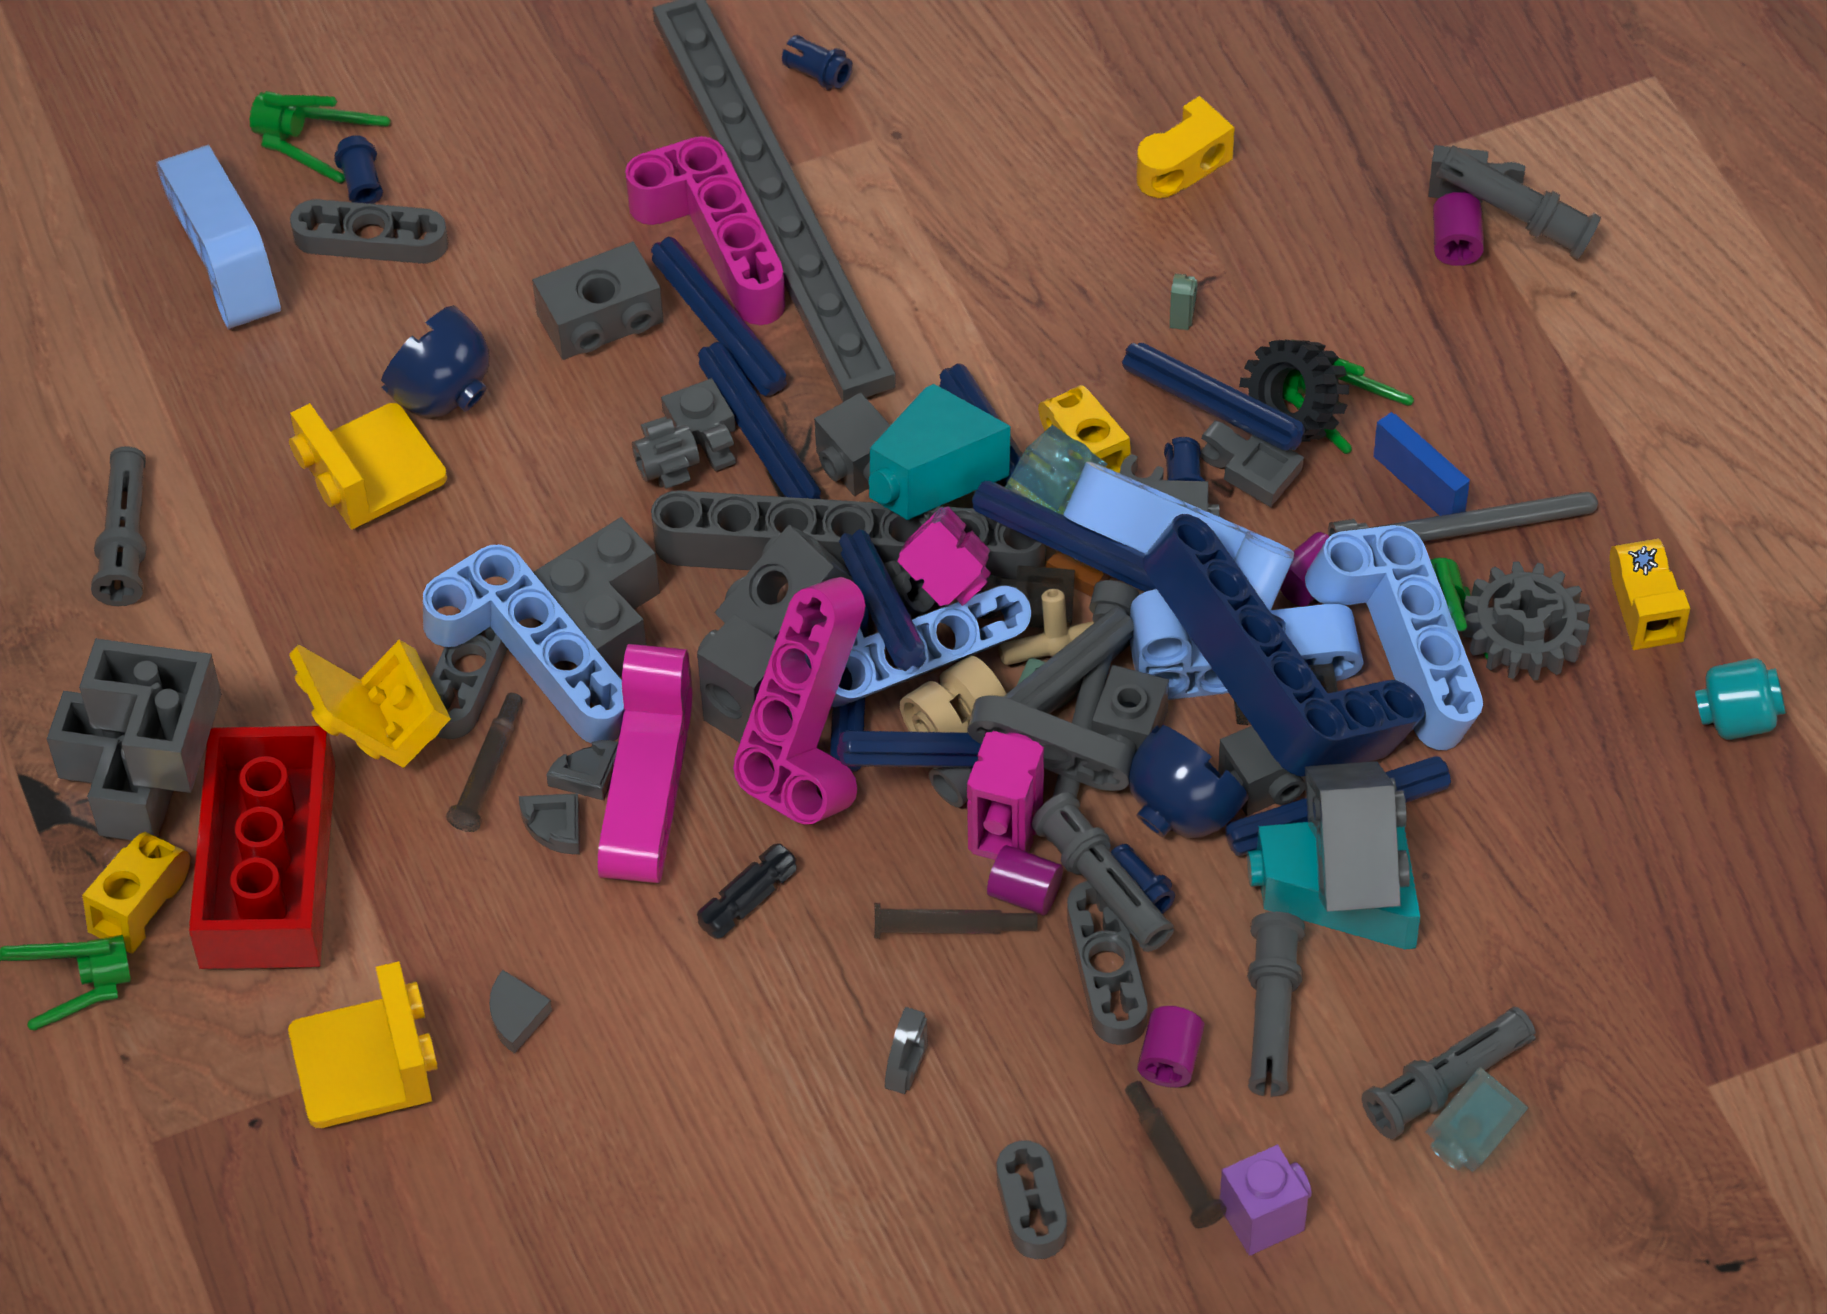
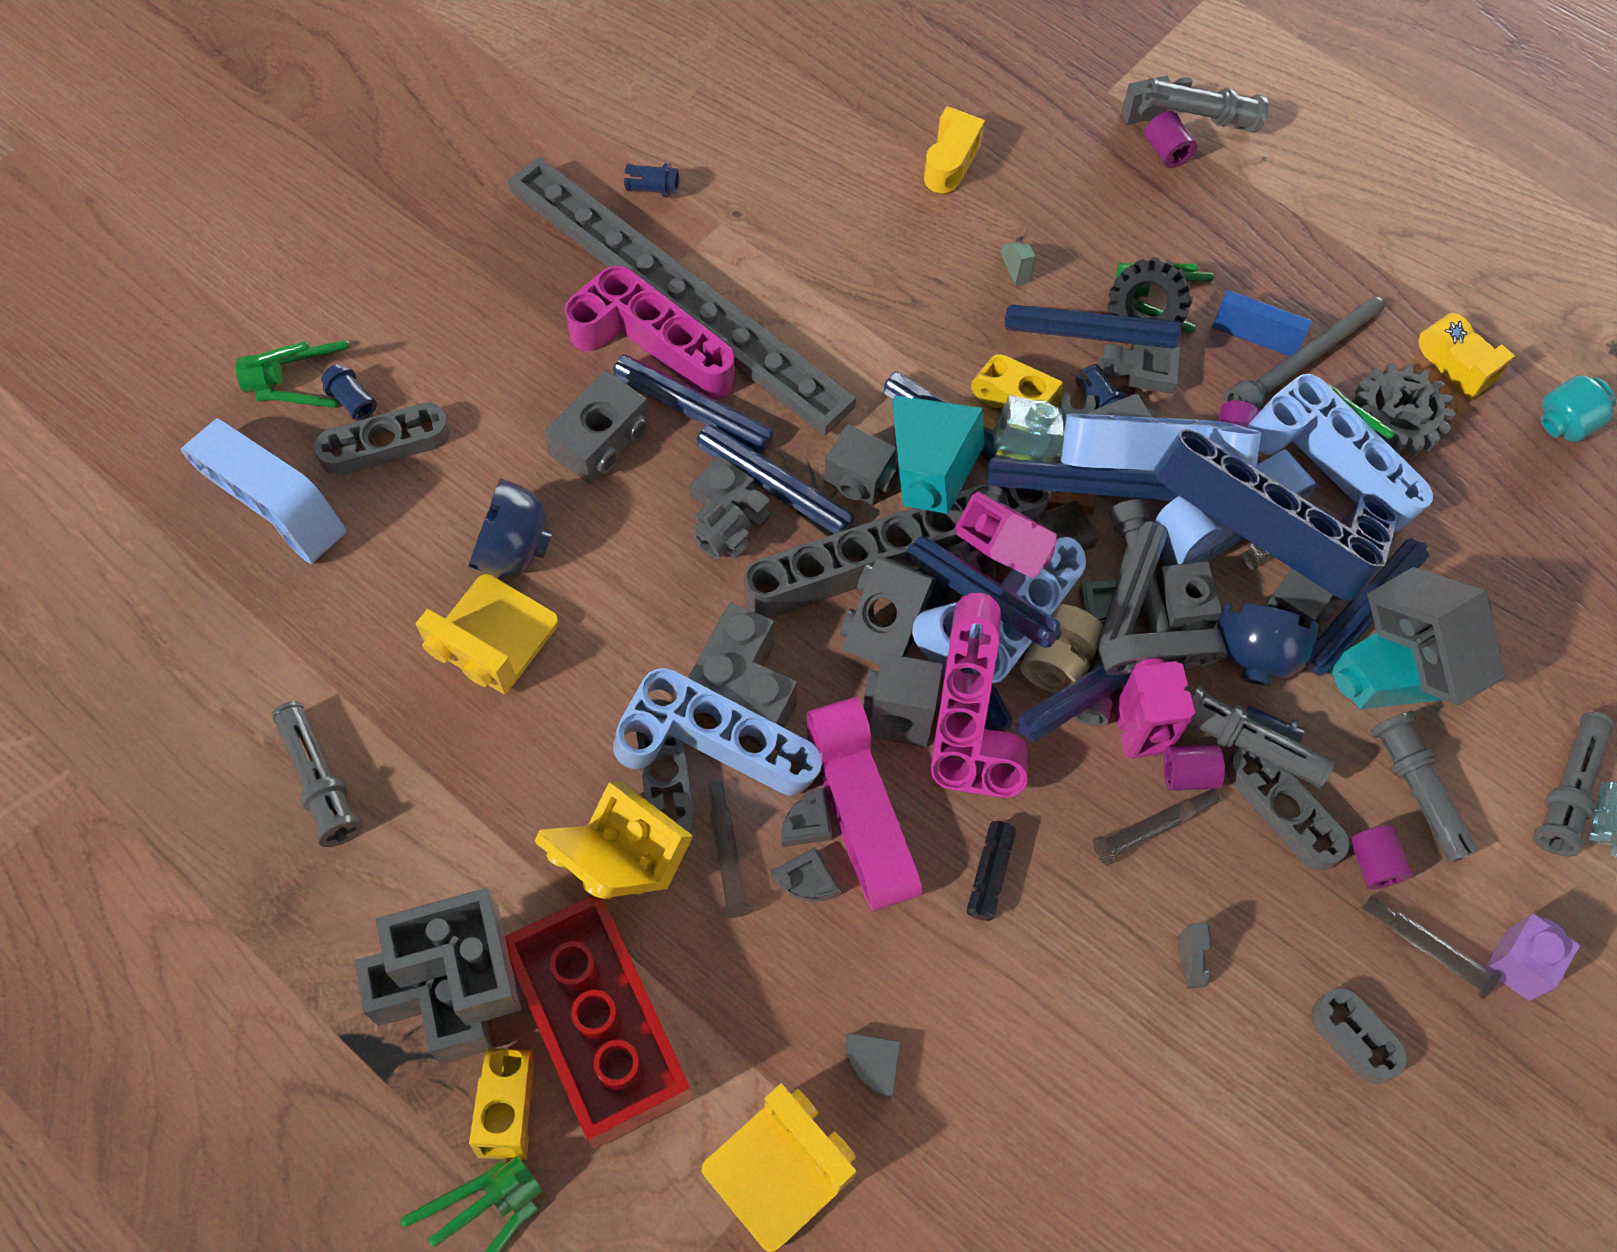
camera: 30 degrees left, 10 degrees up
(1052, 640) = (1095, 551): tan piece -> none

